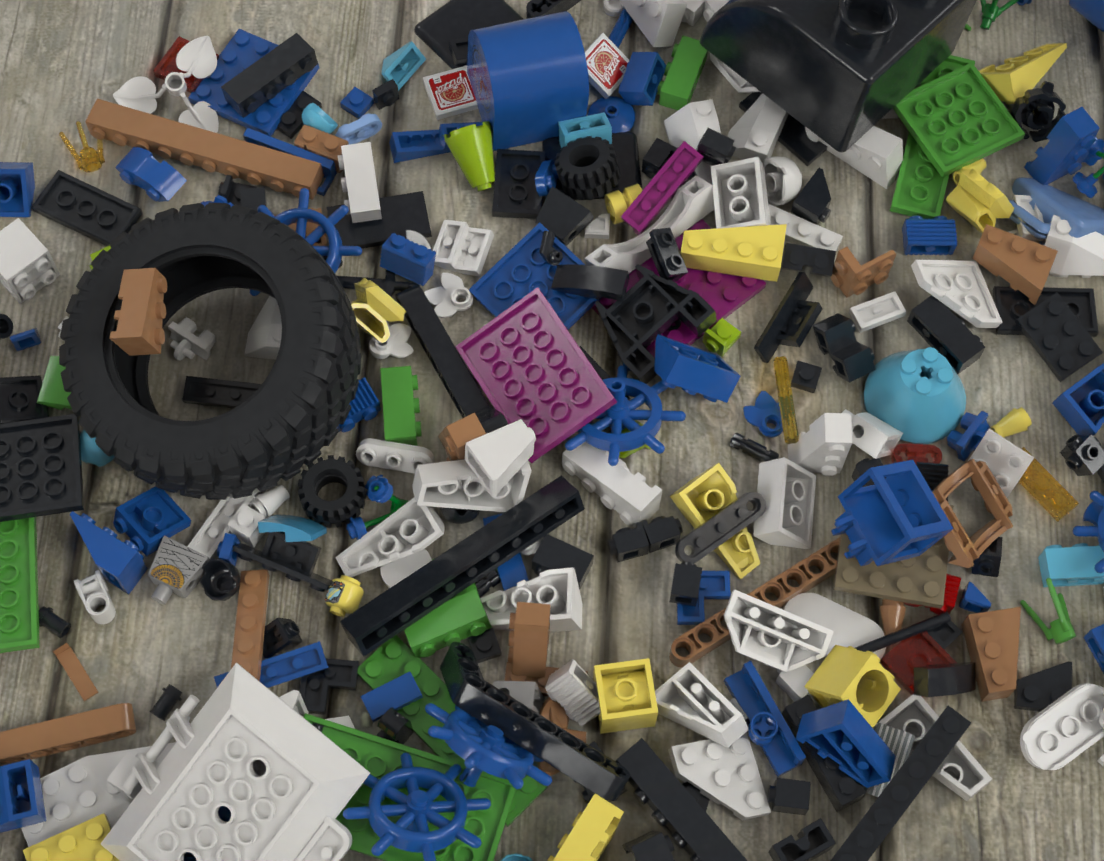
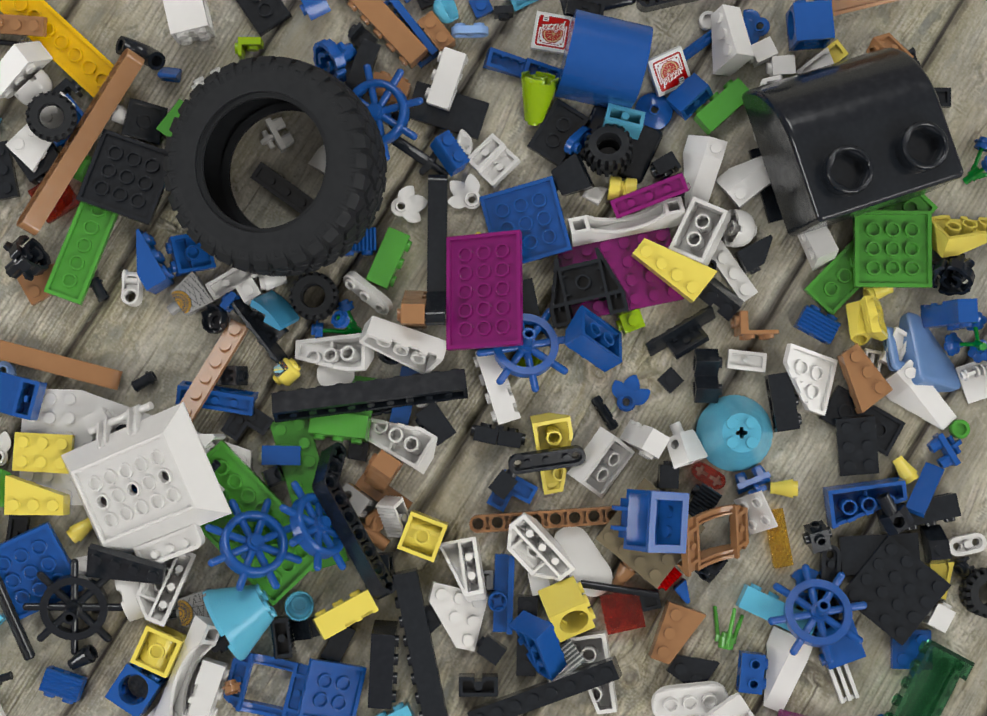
camera: 30 degrees right, 20 degrees up
(75, 671) = (99, 329): medium nougat piece -> none
(141, 312) = (233, 129): medium nougat wedge -> none
(374, 308) = (405, 182): light yellow piece -> none
(500, 454) = (427, 340): white slope -> none
(547, 250) = (545, 201): black arm -> none
(591, 281) = (559, 241): black slope -> none
(666, 254) = (623, 249): black bracket -> none
(715, 147) = (703, 185): black brick -> none
(786, 400) = (644, 391): clear yellow axle -> none
(944, 679) = (628, 635): black slope -> none

